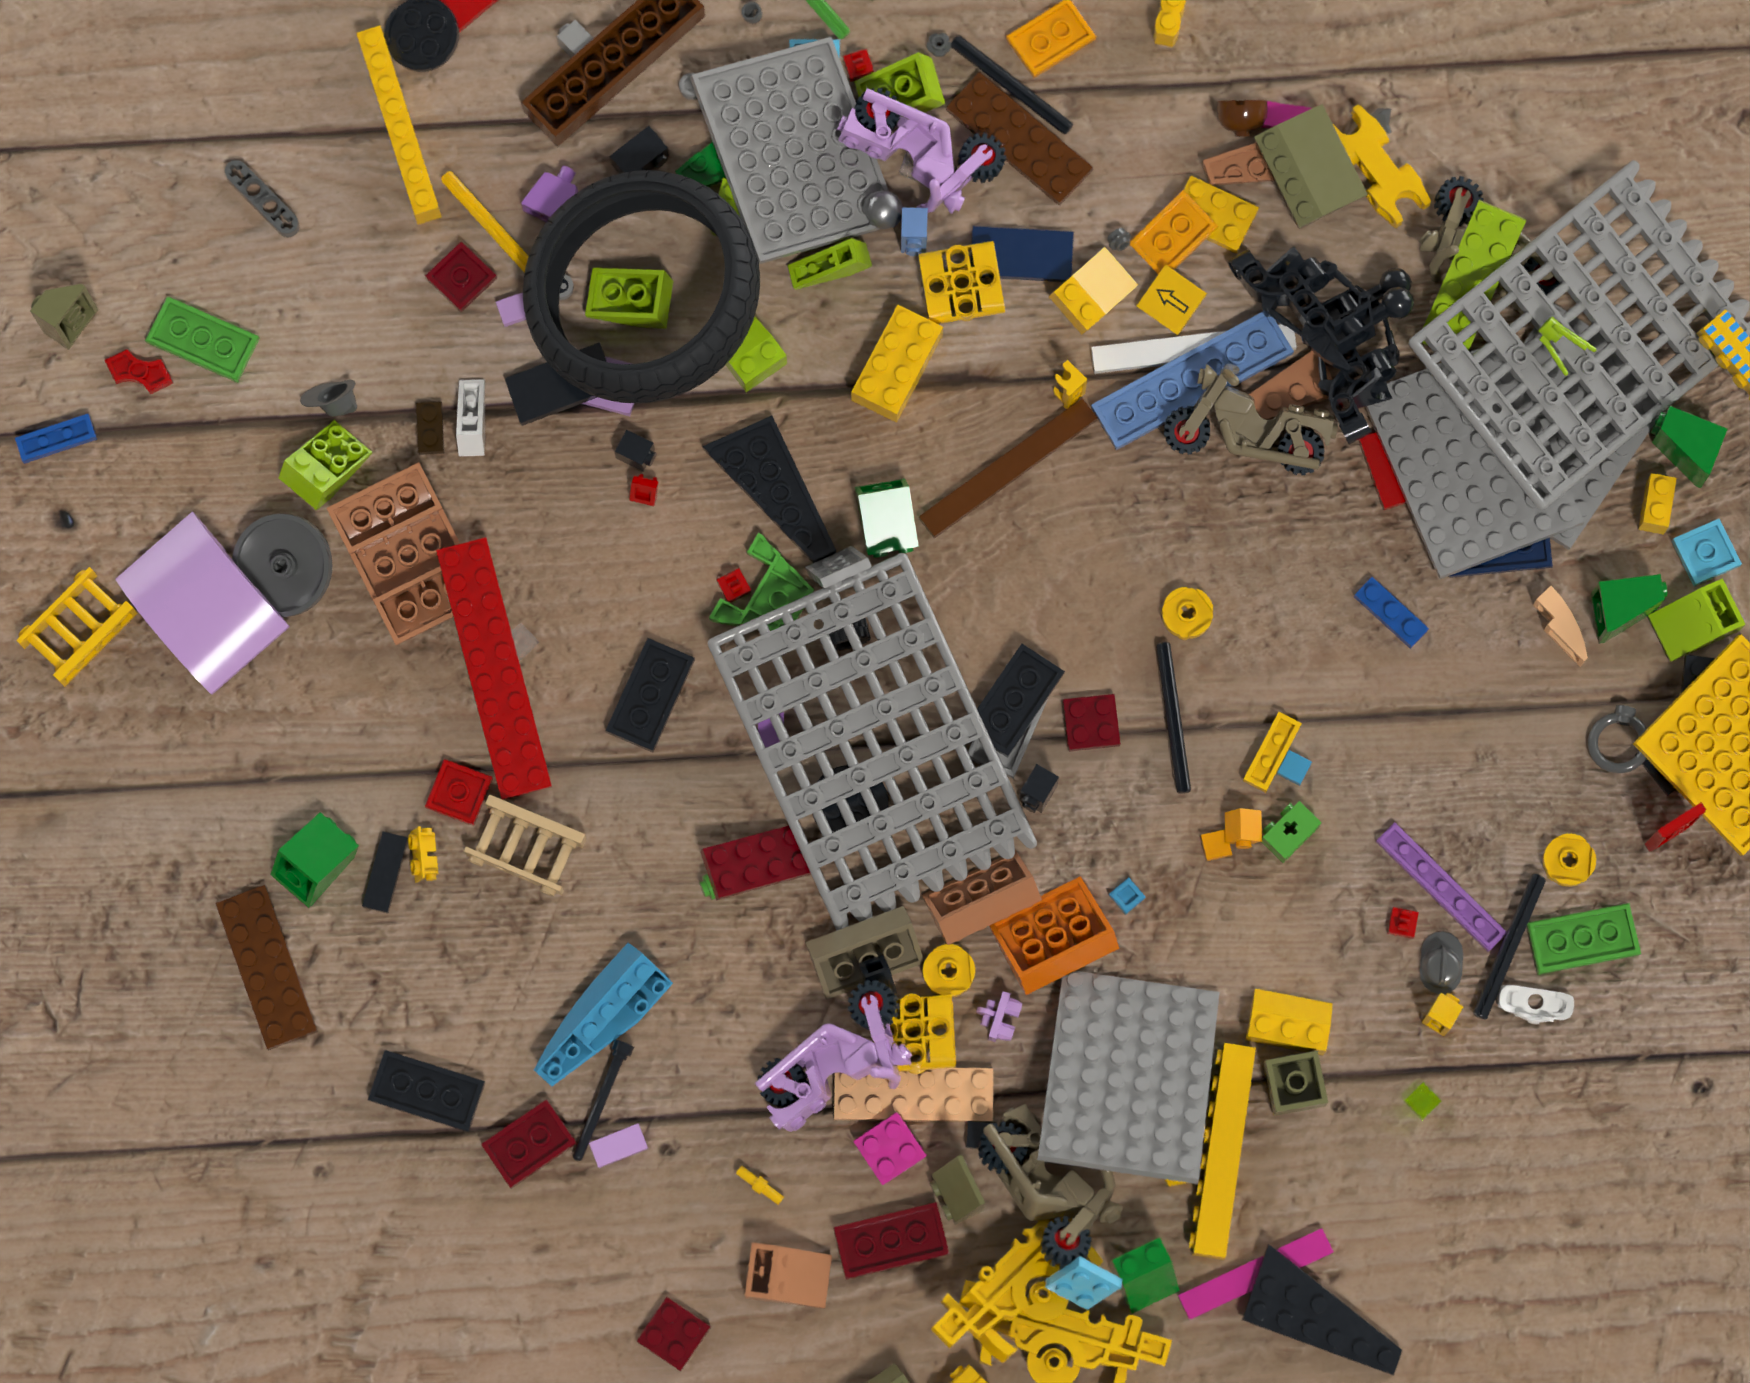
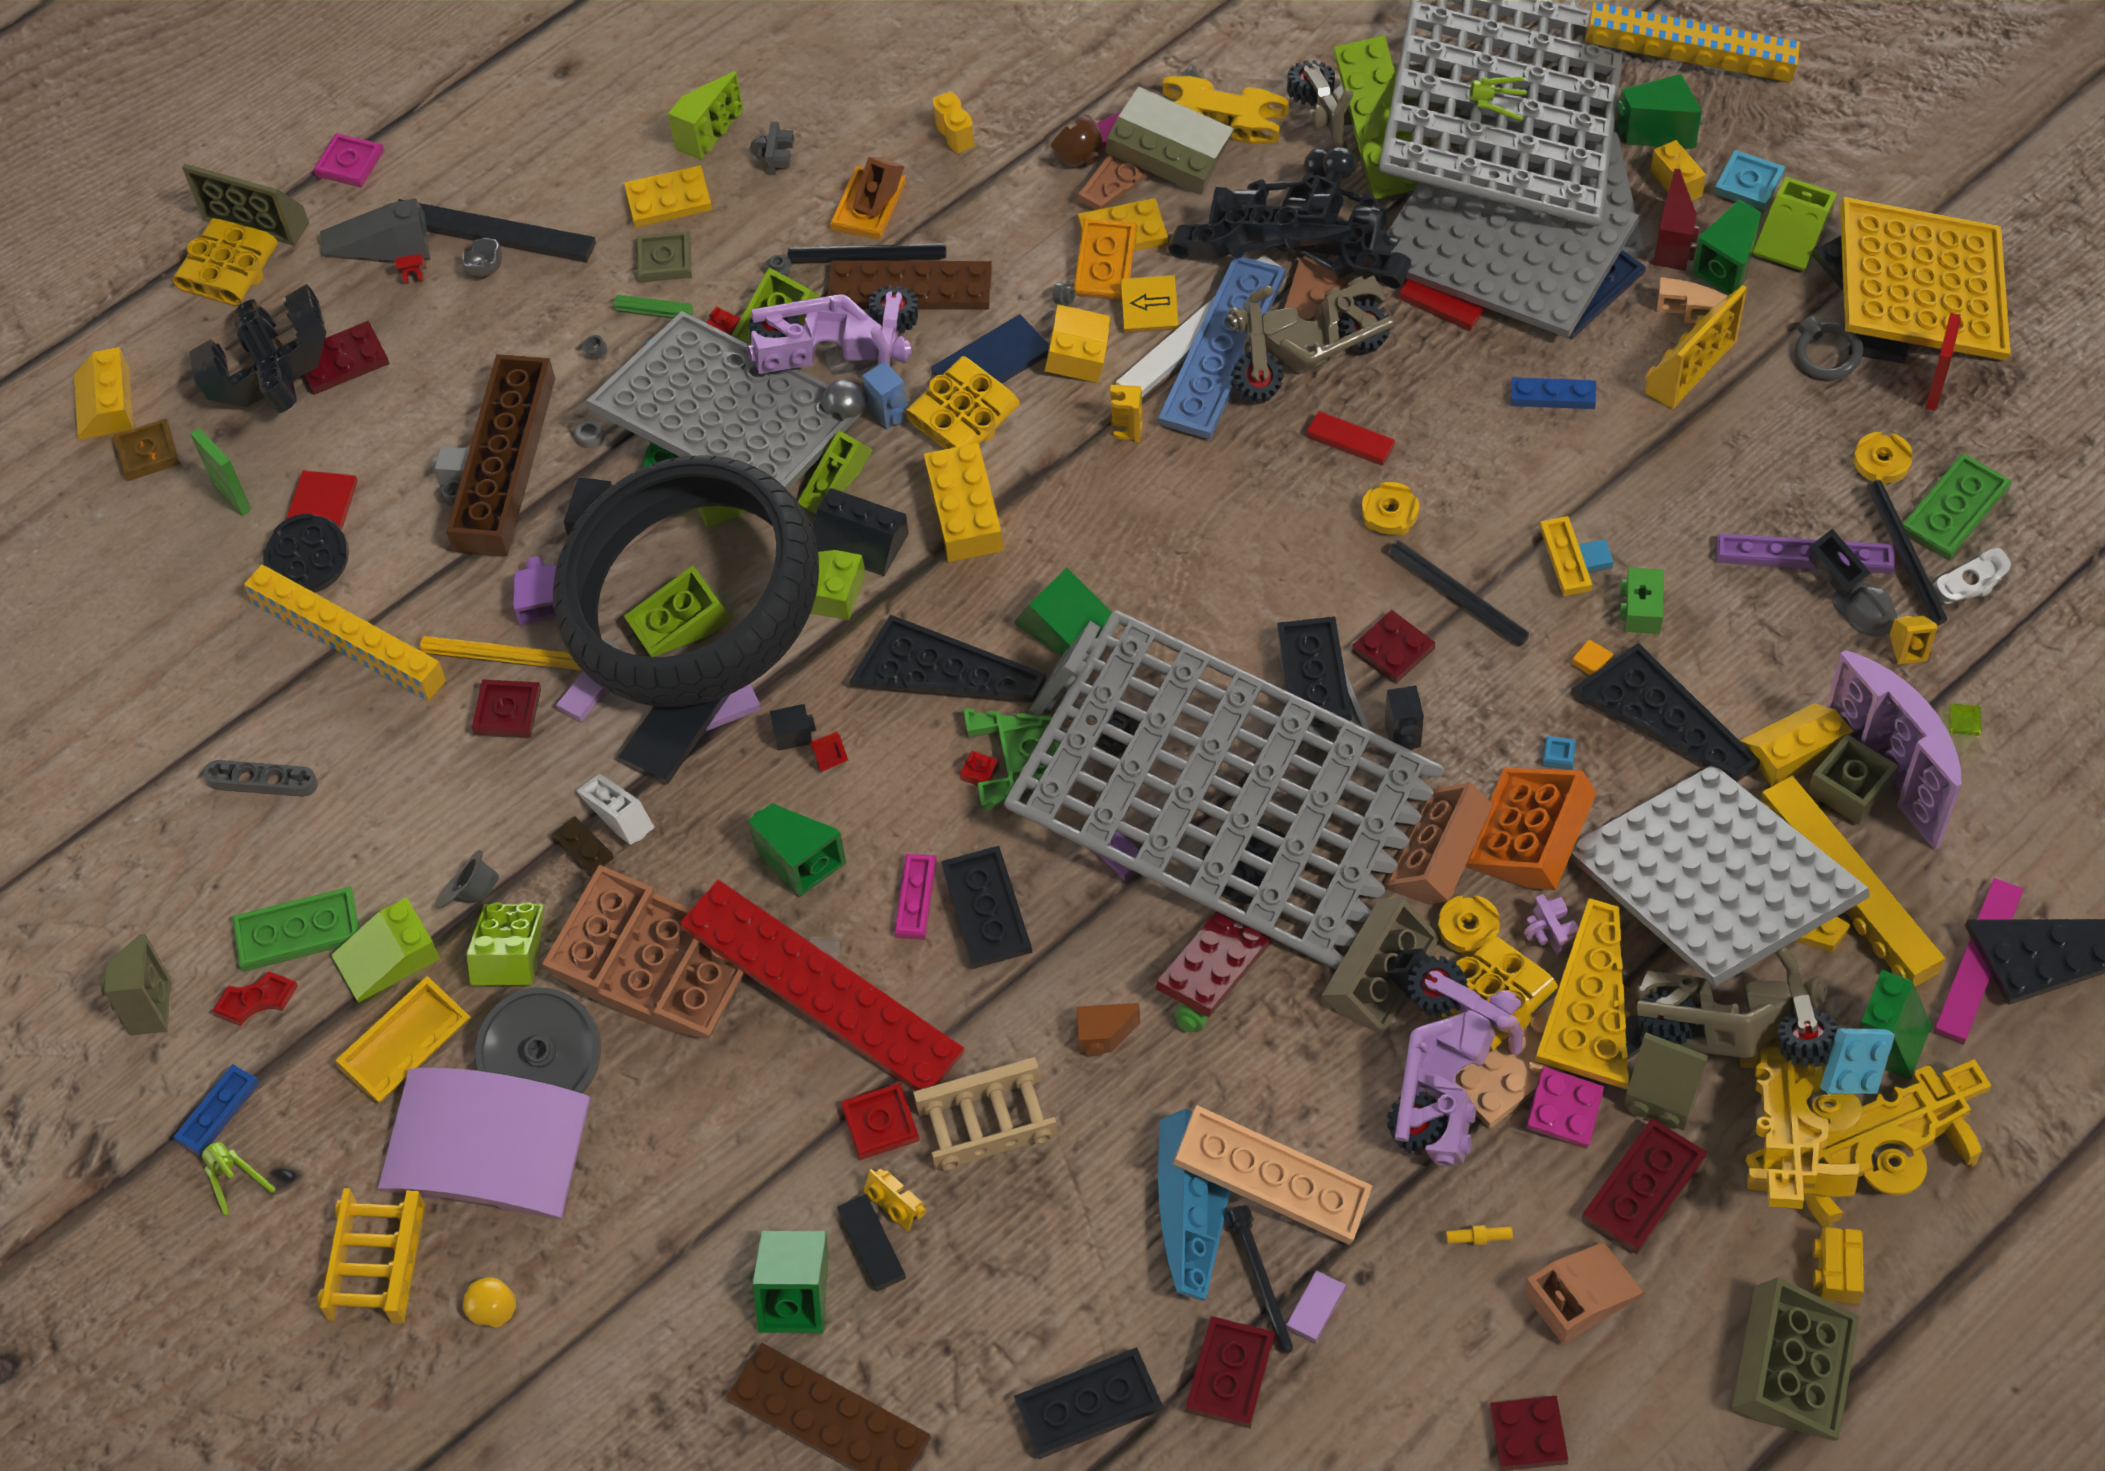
camera: 35 degrees left, 20 degrees down
(31, 479) = (221, 1162): none -> lime plant
(123, 718) = (489, 1302): none -> yellow hair
(207, 483) = (402, 1040): none -> yellow slope
(244, 406) = (385, 951): none -> lime slope
(554, 58) = (448, 490): none -> dark grey plate
(557, 551) = (796, 846): none -> green slope
(613, 647) = (915, 896): none -> dark pink tile
(650, 847) = (1105, 1026): none -> dark orange slope
(660, 1041) = (1272, 1175): none -> light nougat plate
(805, 328) = (860, 528): none -> black slope
(957, 1102) = (1588, 1013): none -> yellow wing
(1008, 468) = (1133, 514): reddish brown tile -> none
(1063, 33) = (877, 185): none -> dark orange slope
(1214, 531) = (1350, 438): none -> red tile
(1223, 914) = (1655, 703): none -> black wing
(1243, 827) = (1602, 624): light orange brick -> none
(1345, 1061) = (1905, 730): none -> lavender slope
(1403, 923) = (1803, 601): red tile -> none
(1447, 931) = (1826, 554): none -> black brick
(1516, 667) = (1697, 351): none -> yellow slope
(1597, 558) = (1677, 227): none -> dark red slope

